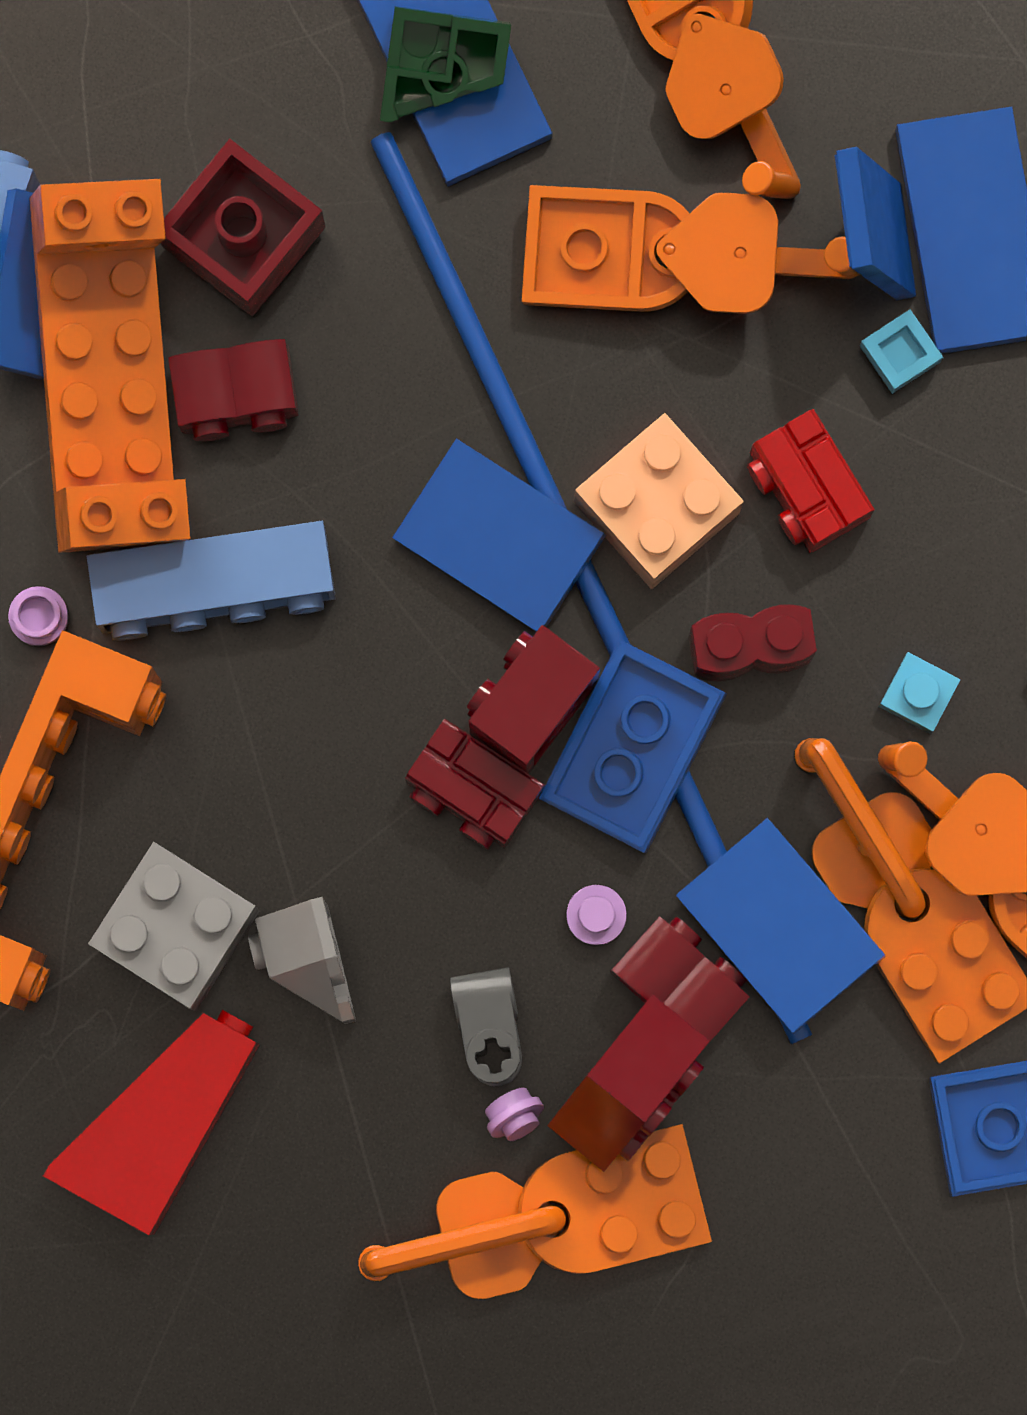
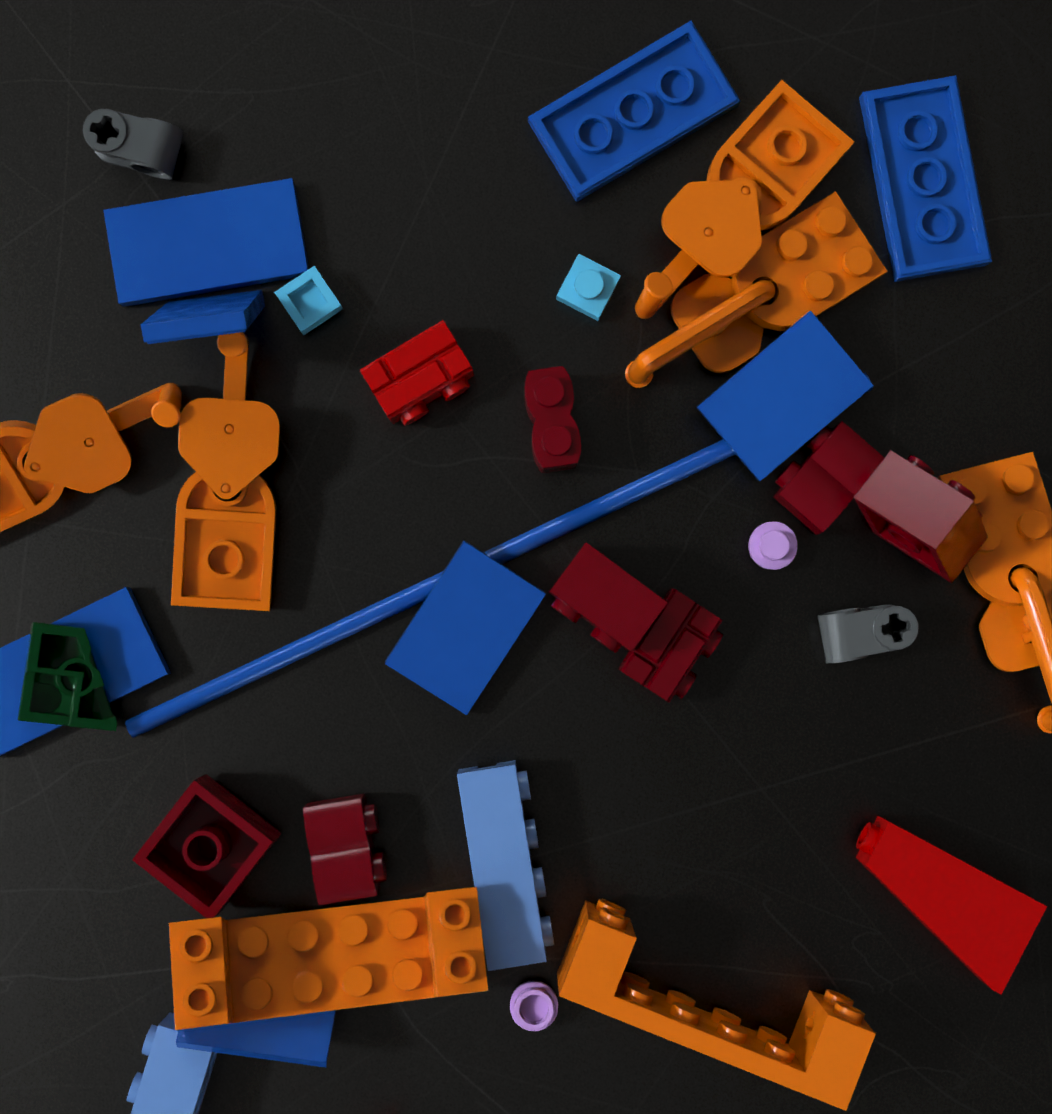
camera: 90 degrees left, 5 degrees up
(174, 926) = (792, 890): light grey brick -> none
(304, 956) = (815, 781): light grey slope -> none
(513, 1114) = (936, 610): lavender plate -> none
(633, 746) = (636, 516): blue tile -> none
(658, 501) = (435, 496): light nougat brick -> none

